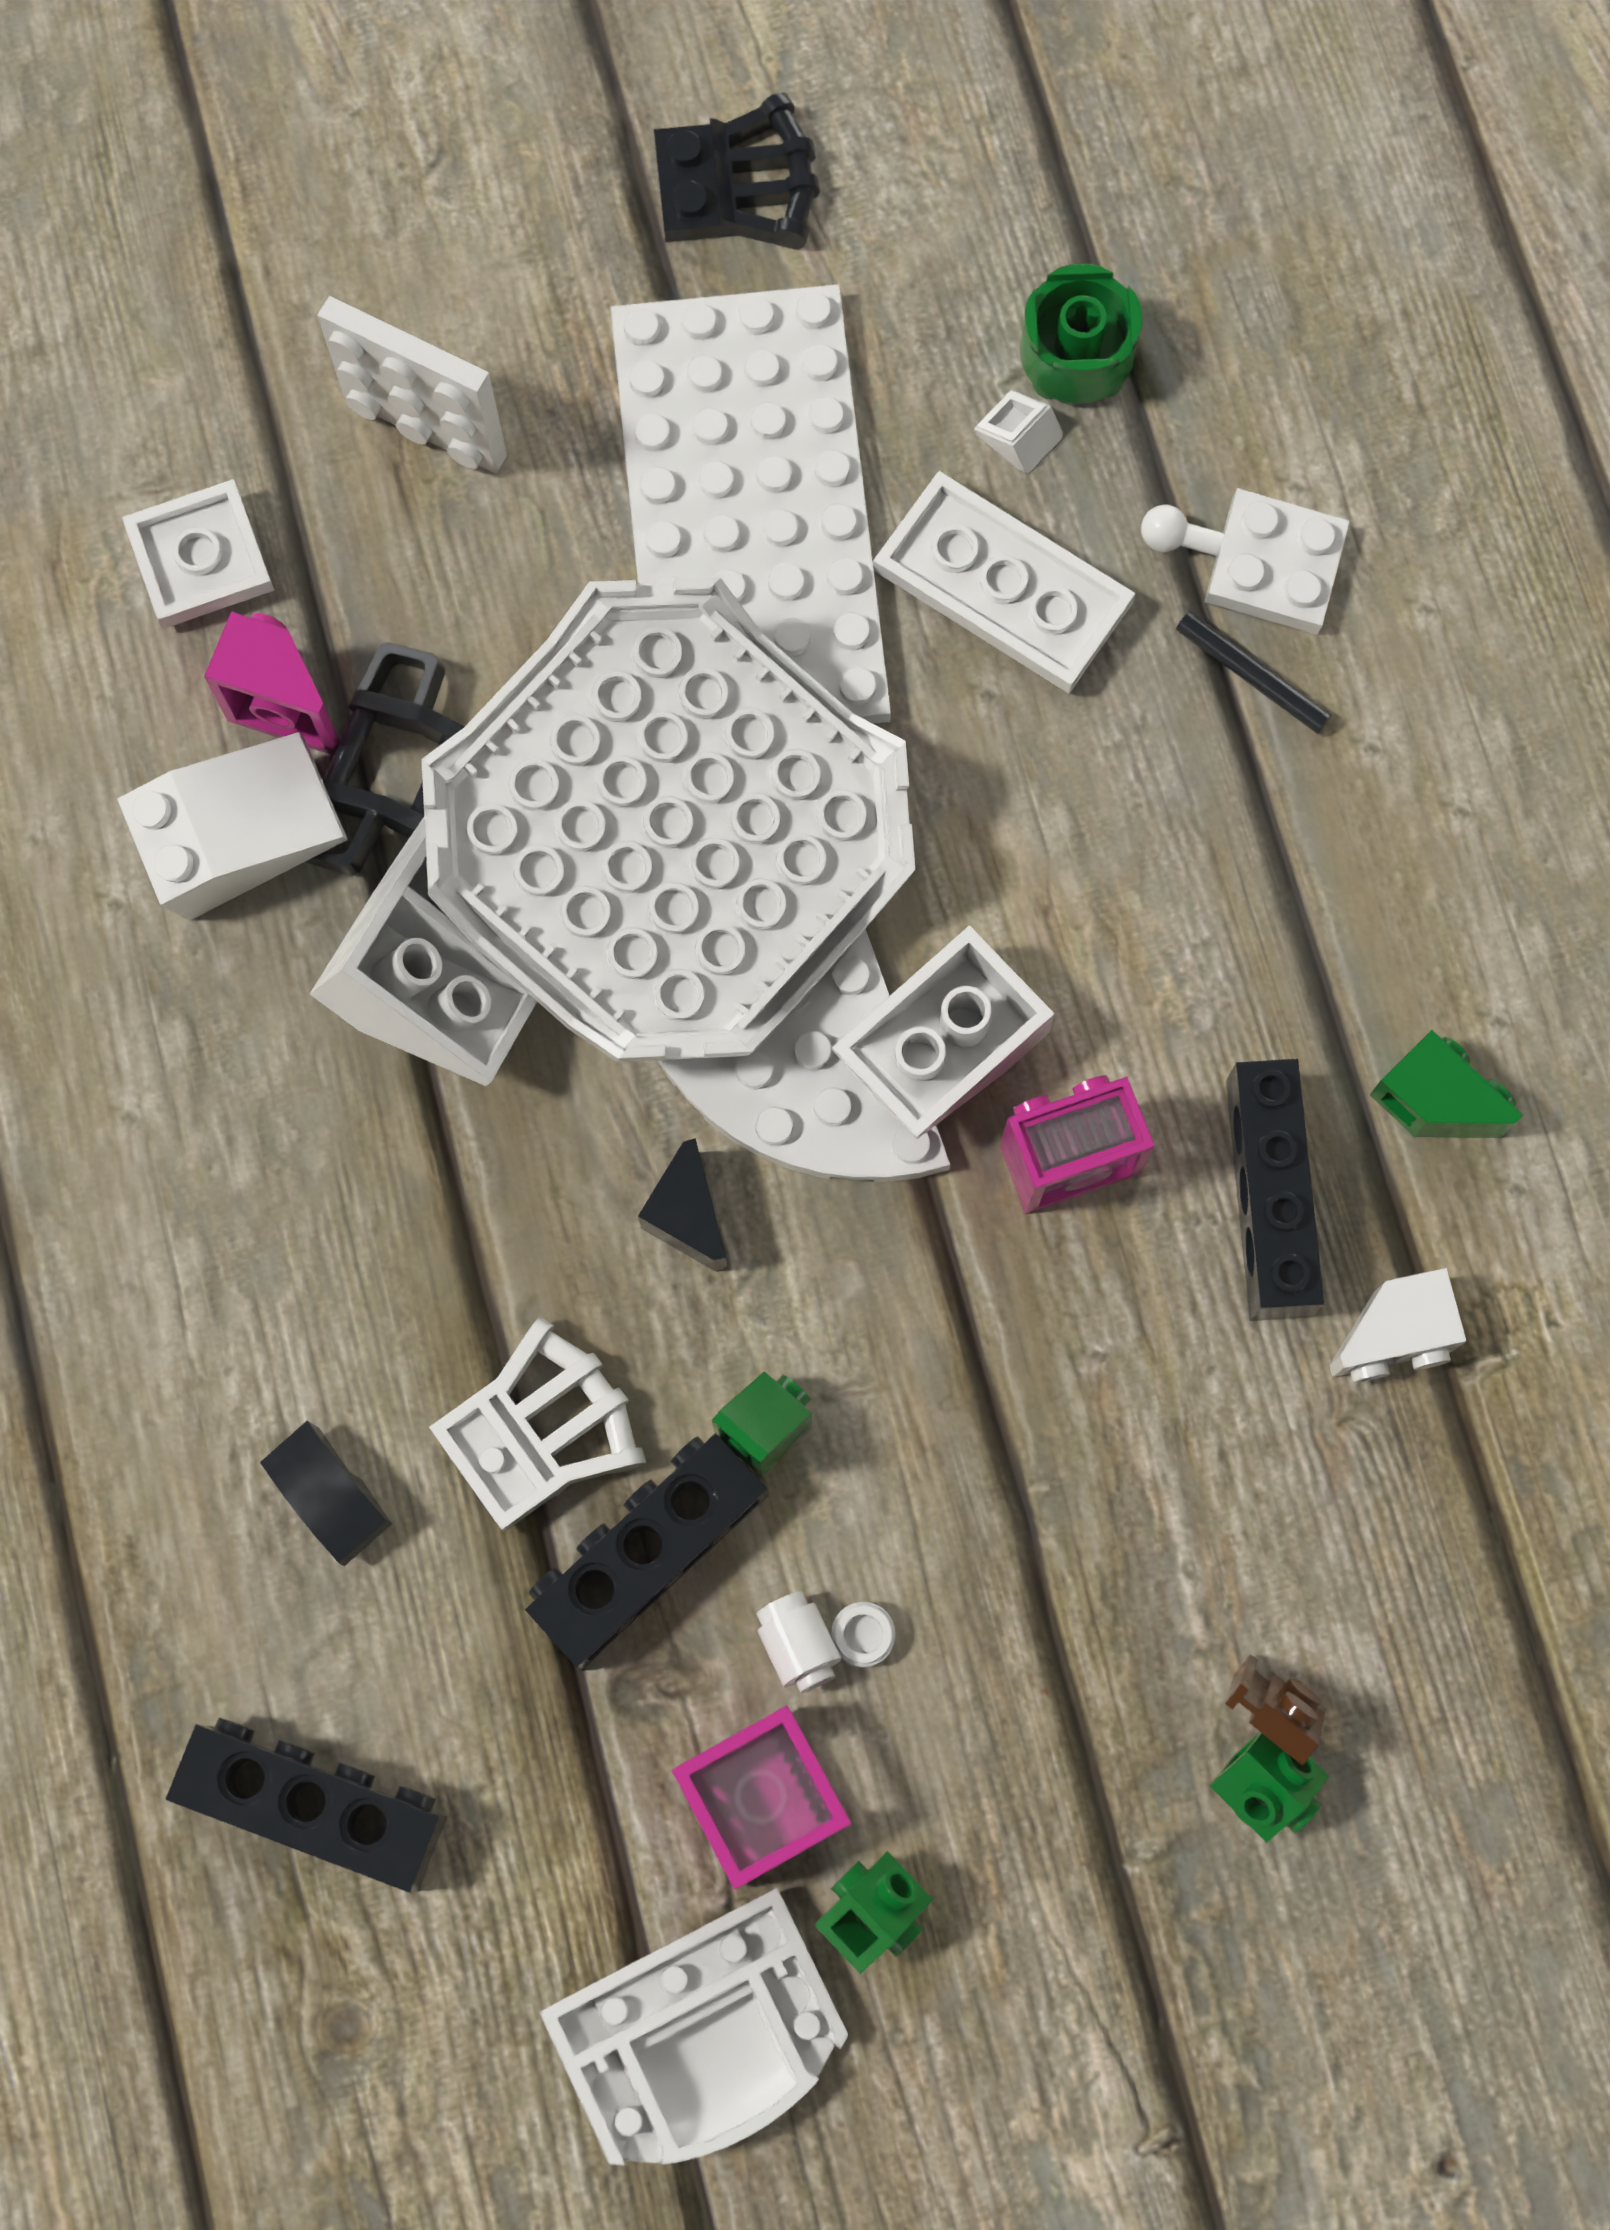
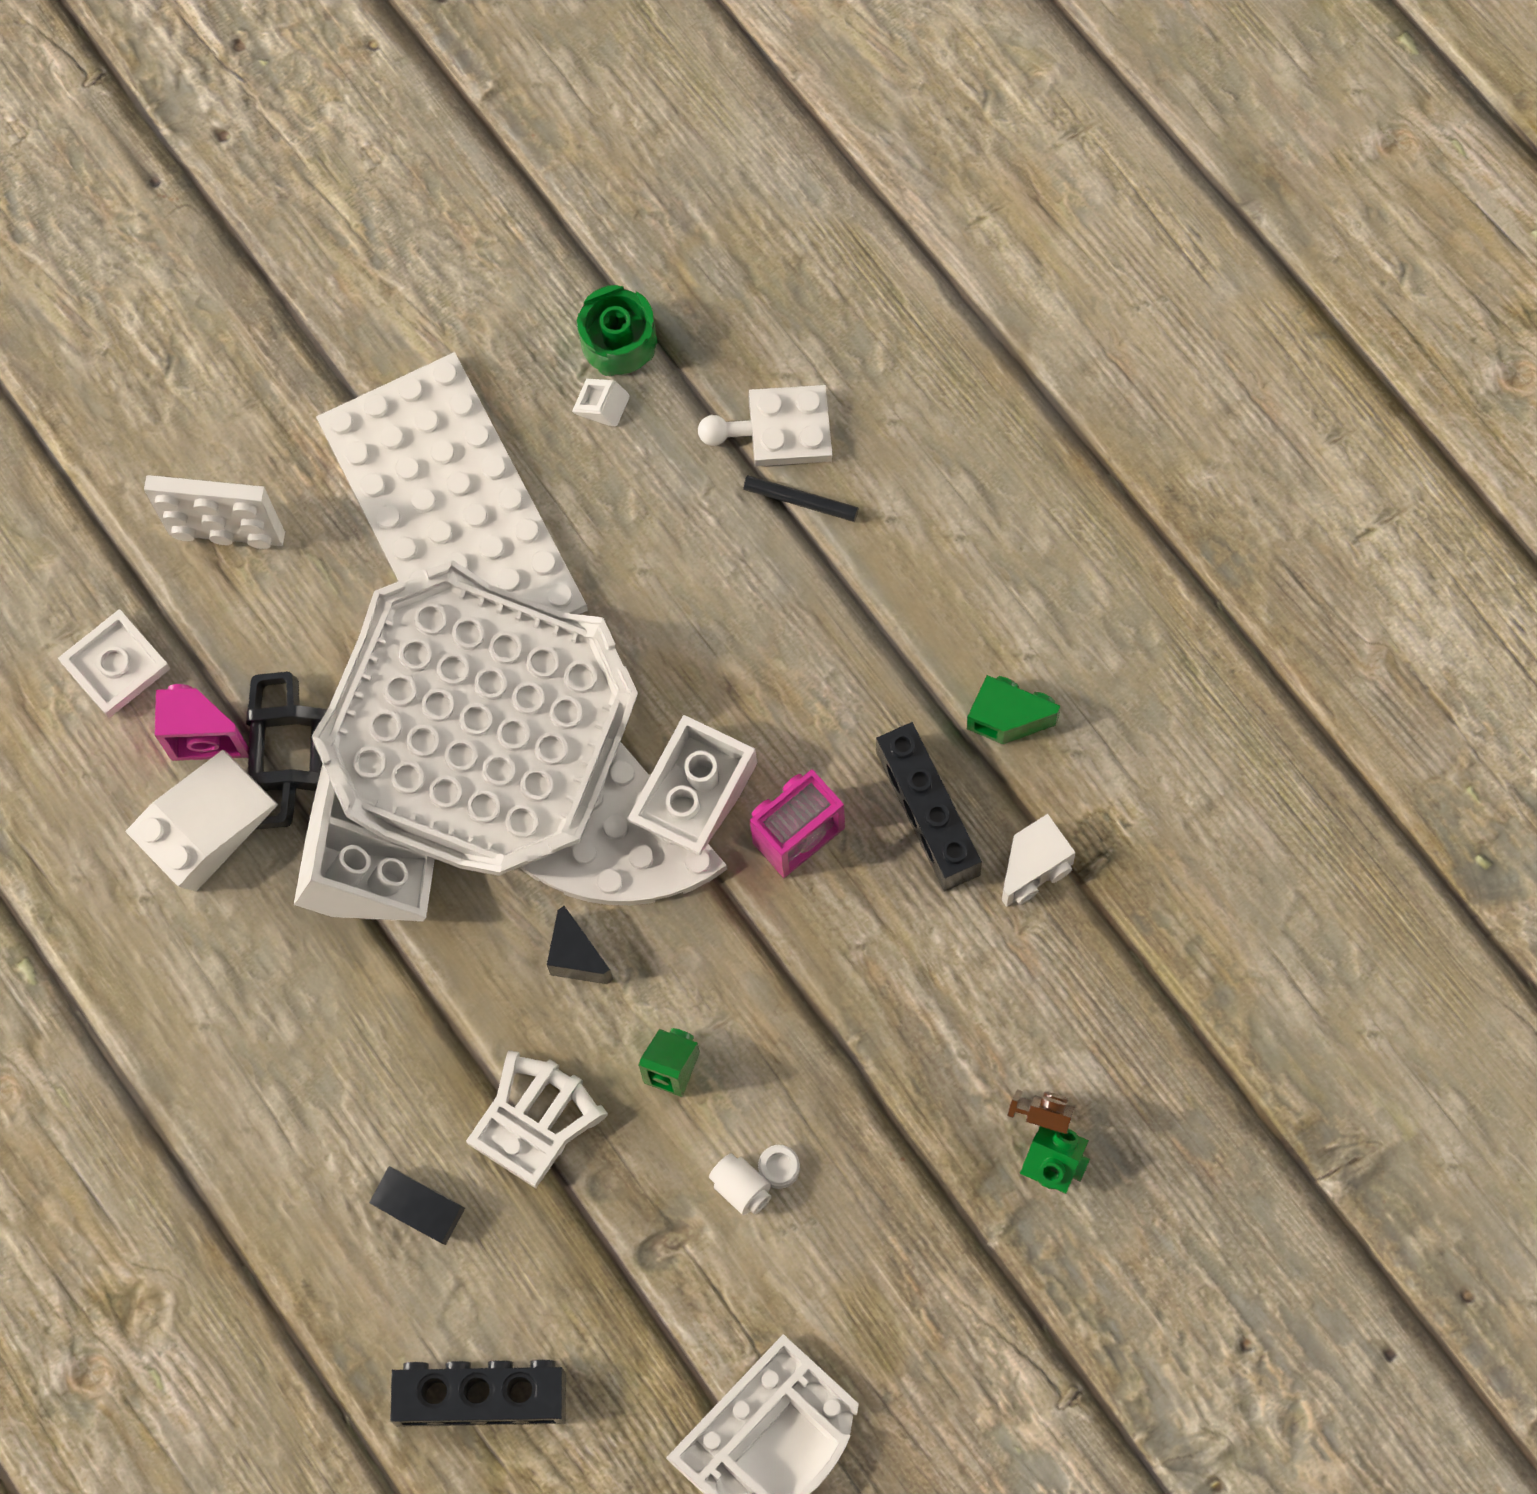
camera: 15 degrees left, 5 degrees down
(586, 1631) = (609, 1226): black brick -> none
(699, 171) = (339, 313): black plate -> none
(761, 1797) = (753, 1282): clear piece -> none
(874, 1912) = (846, 1323): green brick -> none
(1003, 581) = (626, 498): white plate -> none

